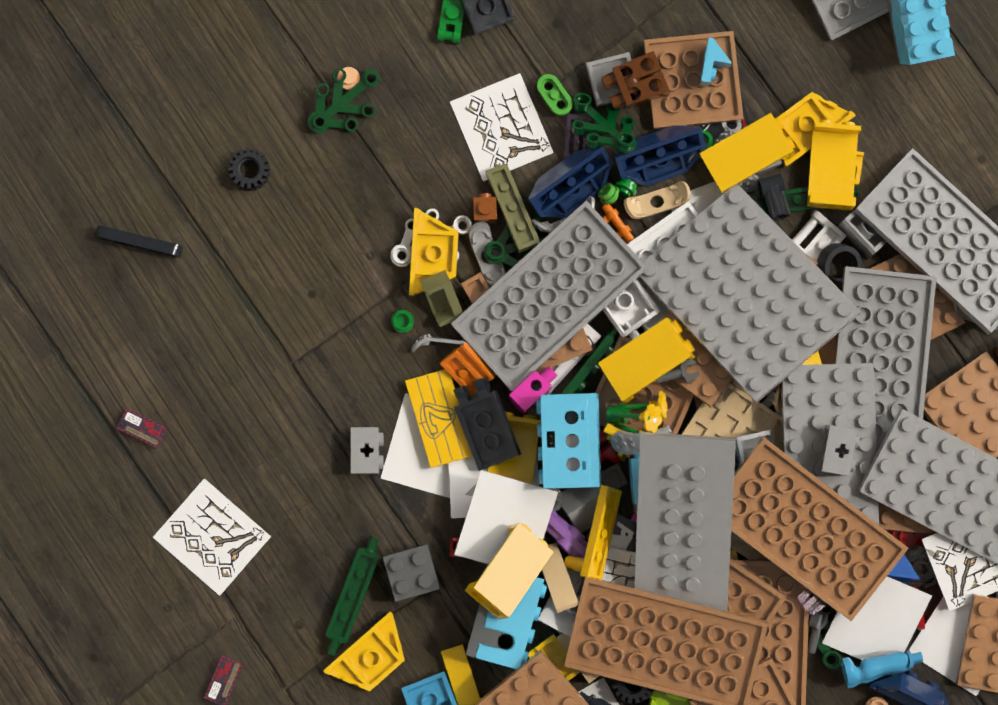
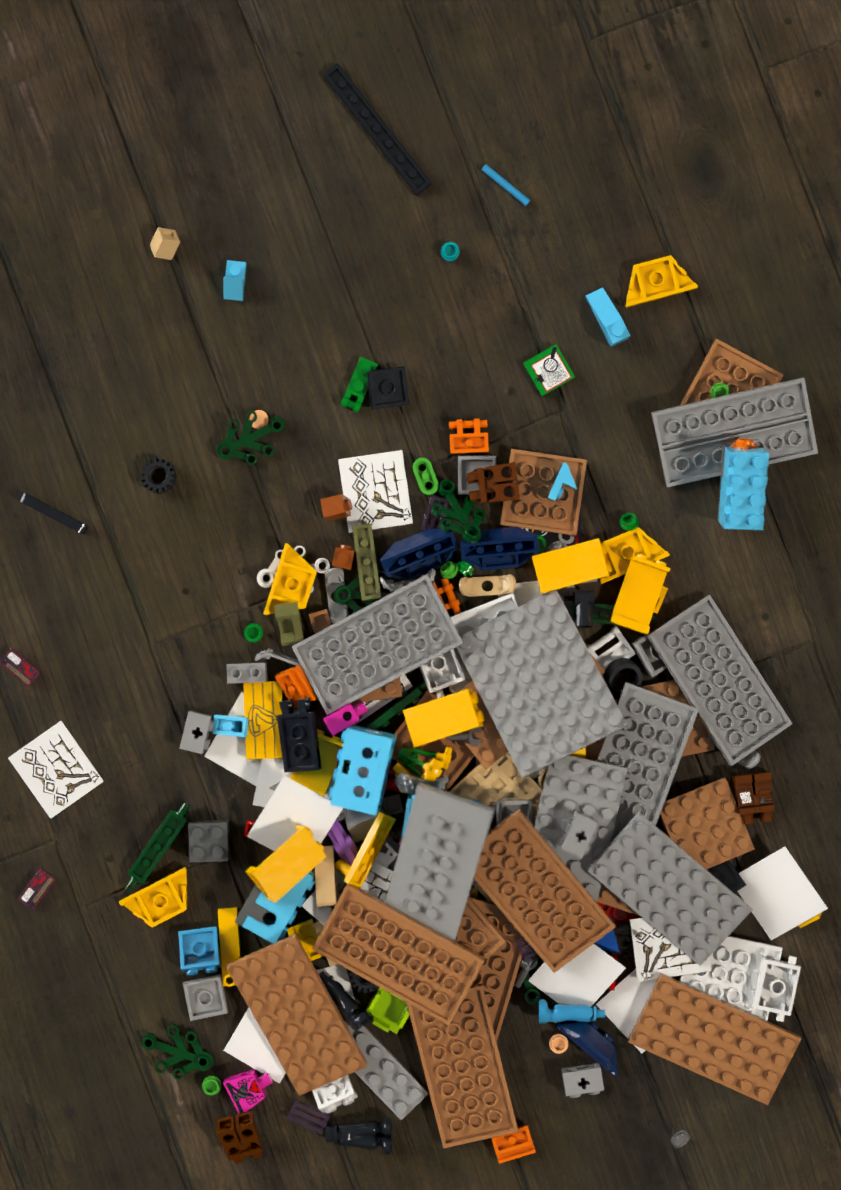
camera: 20 degrees right, 5 degrees up
(403, 432) = (230, 725): none -> medium azure slope
(406, 367) = (247, 672): none -> light grey brick
(462, 154) = (336, 507): none -> dark orange brick
(593, 45) = (469, 442): none -> orange plate
(799, 89) = (629, 521): none -> green plate

